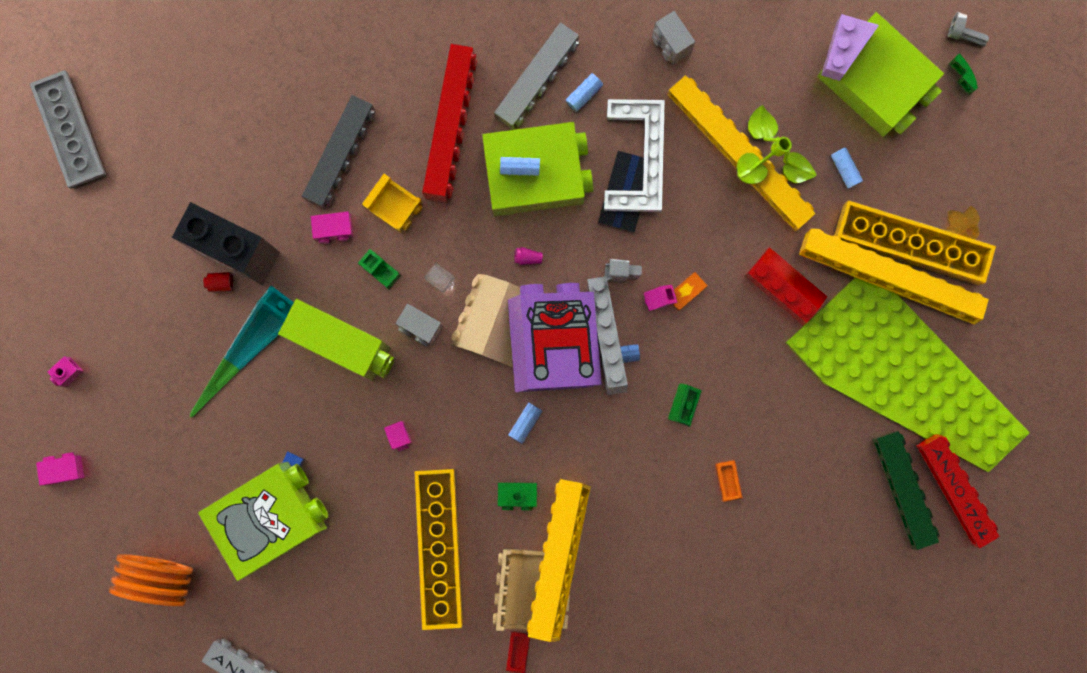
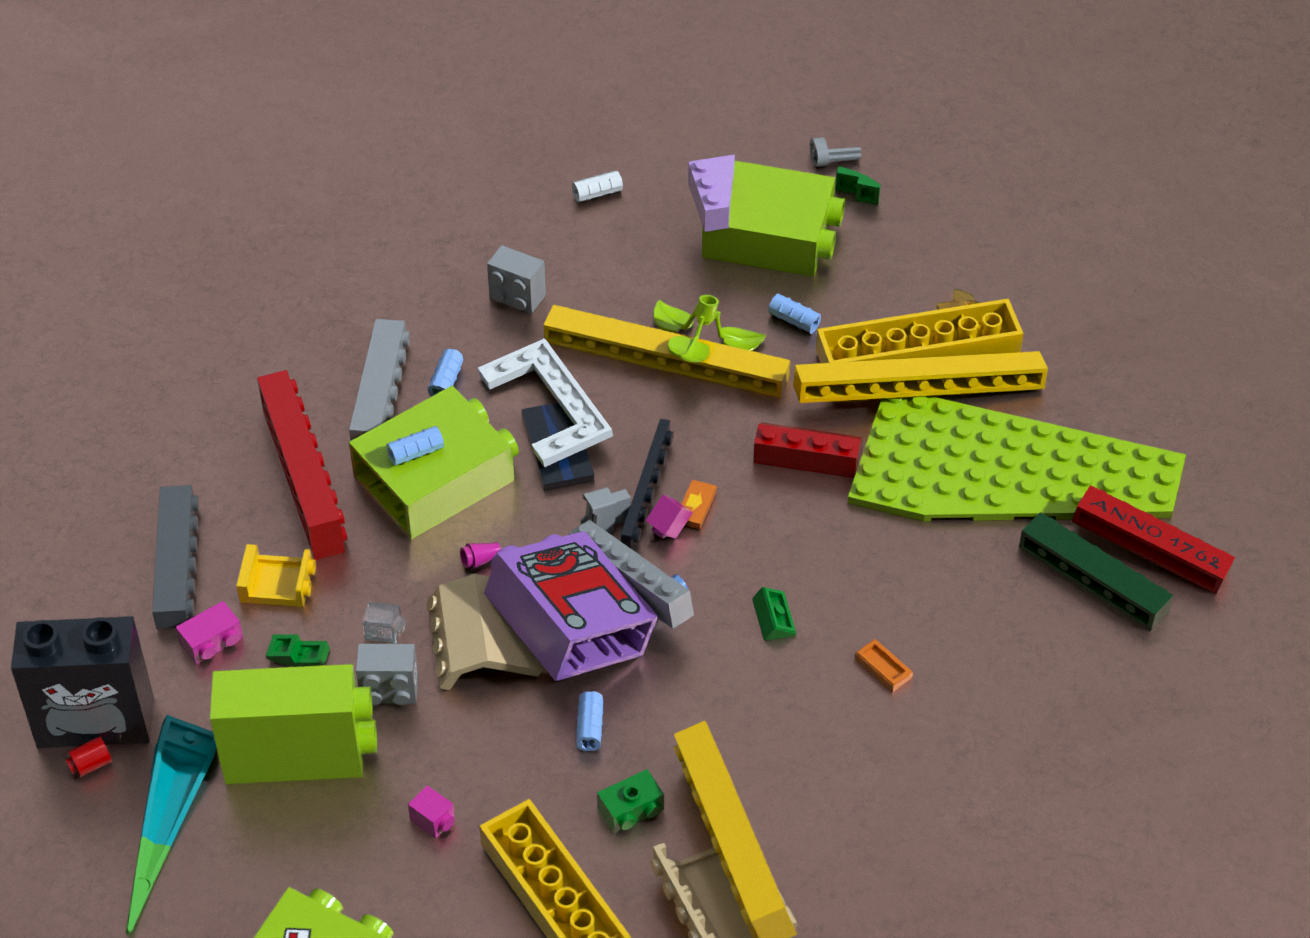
camera: 30 degrees left, 35 degrees down
(657, 267) = (645, 492): none -> black plate

